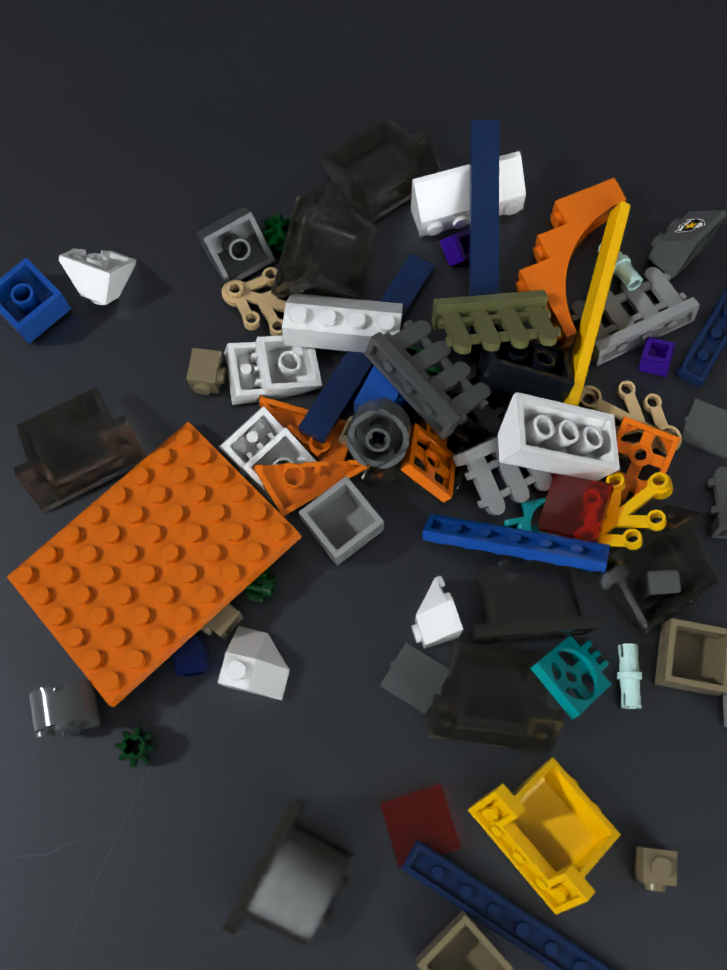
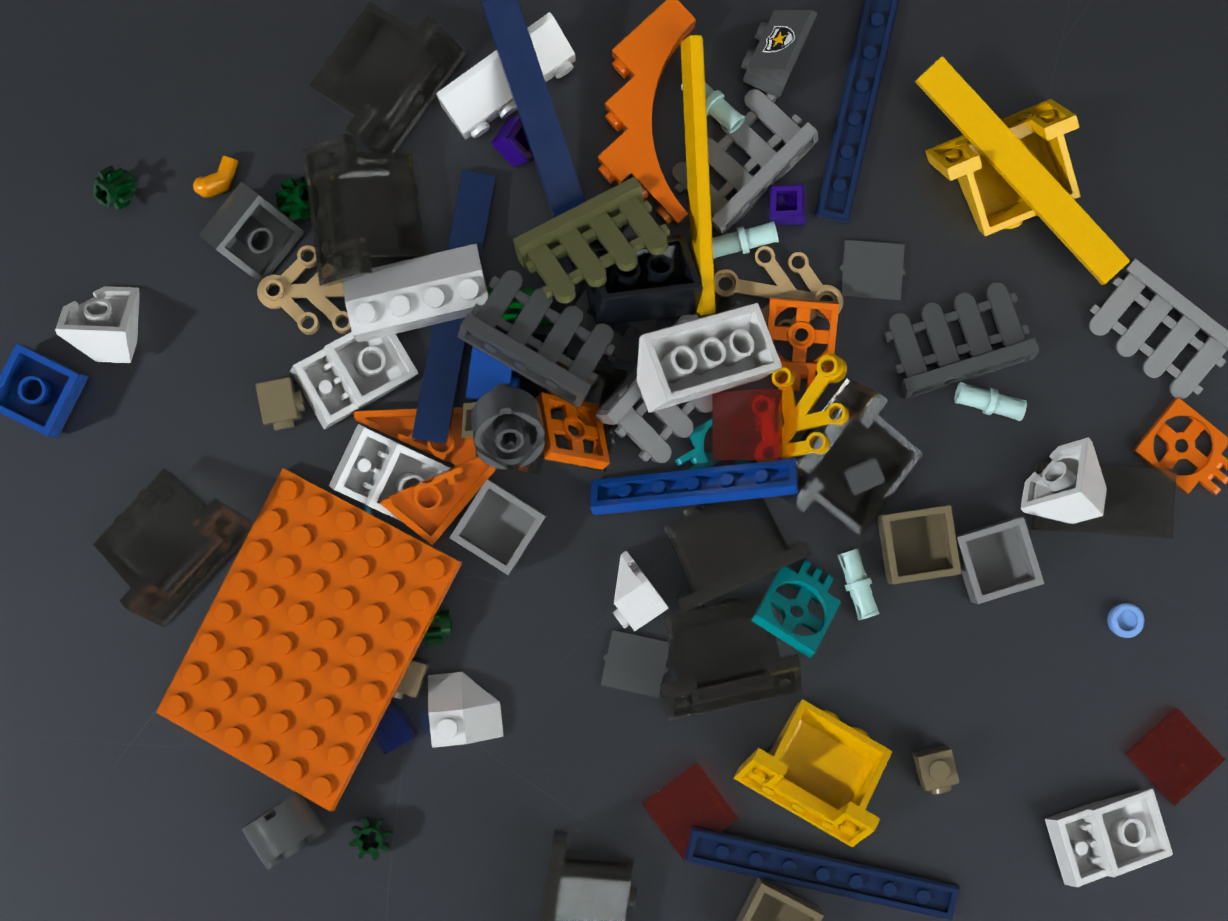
camera: 20 degrees left, 15 degrees up
(148, 183) = (114, 188): none -> dark green gear
(225, 206) = (217, 182): none -> light orange arm
(615, 371) = (744, 239): none -> light aqua pin

